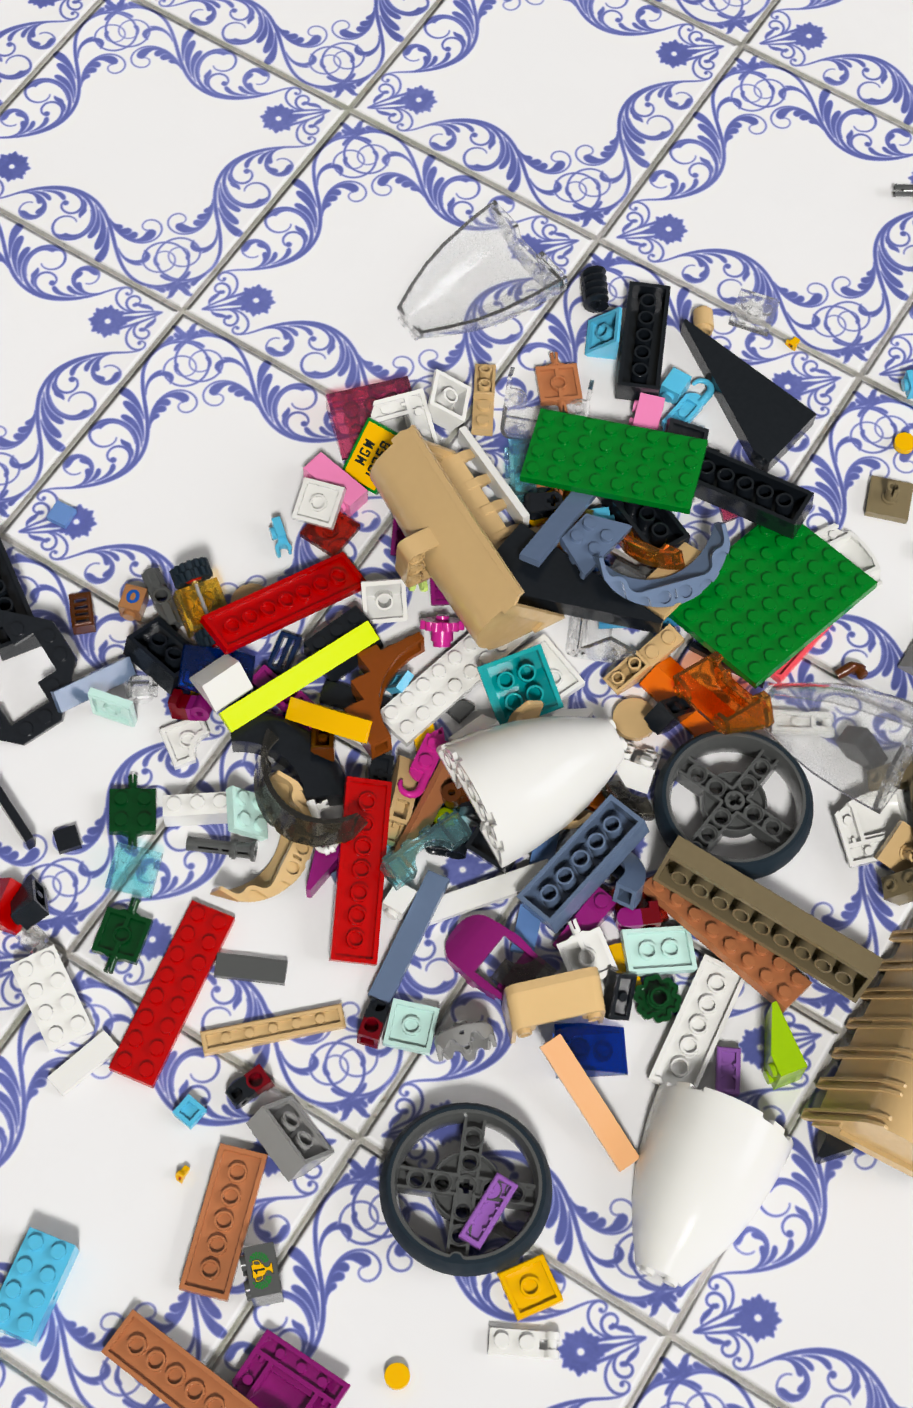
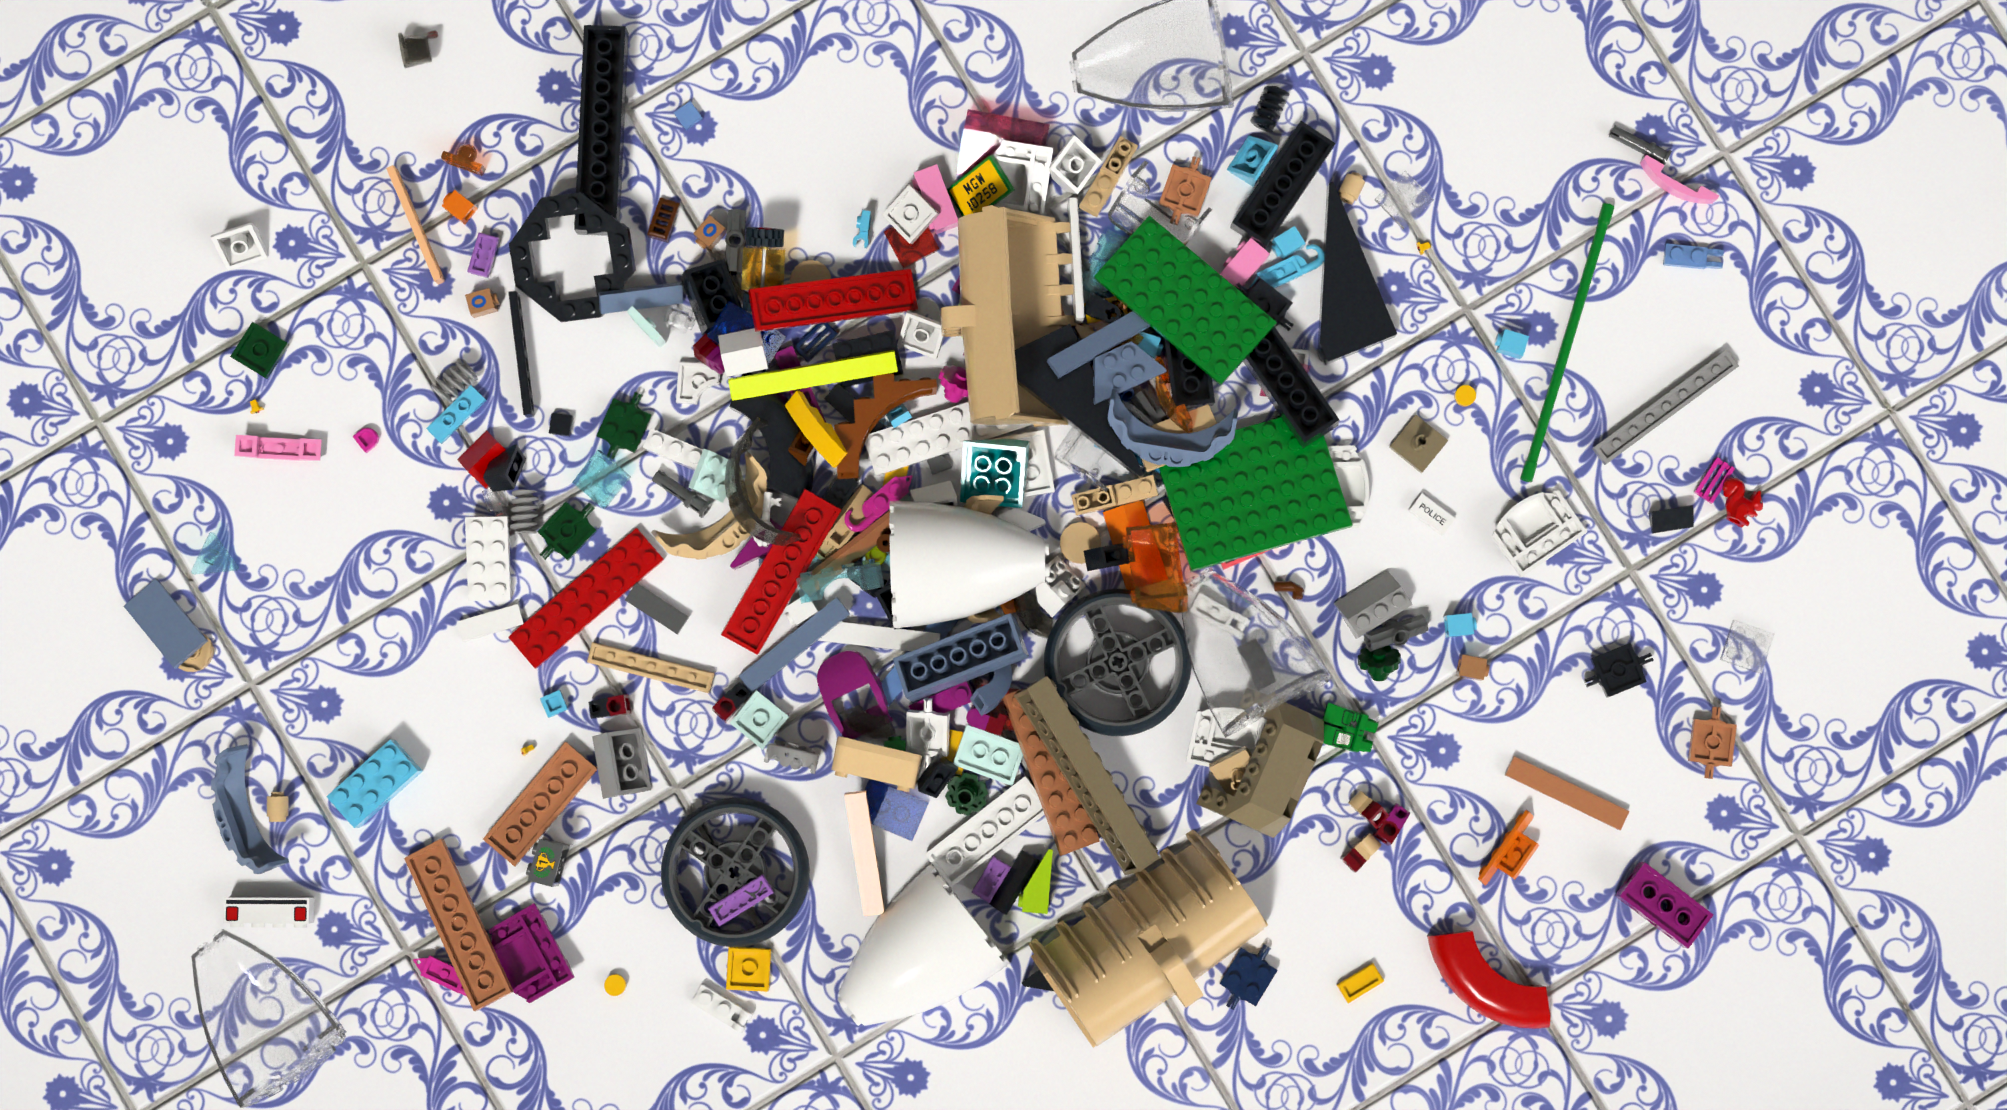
camera: 30 degrees right, 20 degrees up
(65, 934) = (524, 511): none -> light grey piece
(752, 1062) = (1014, 882): none -> black tile

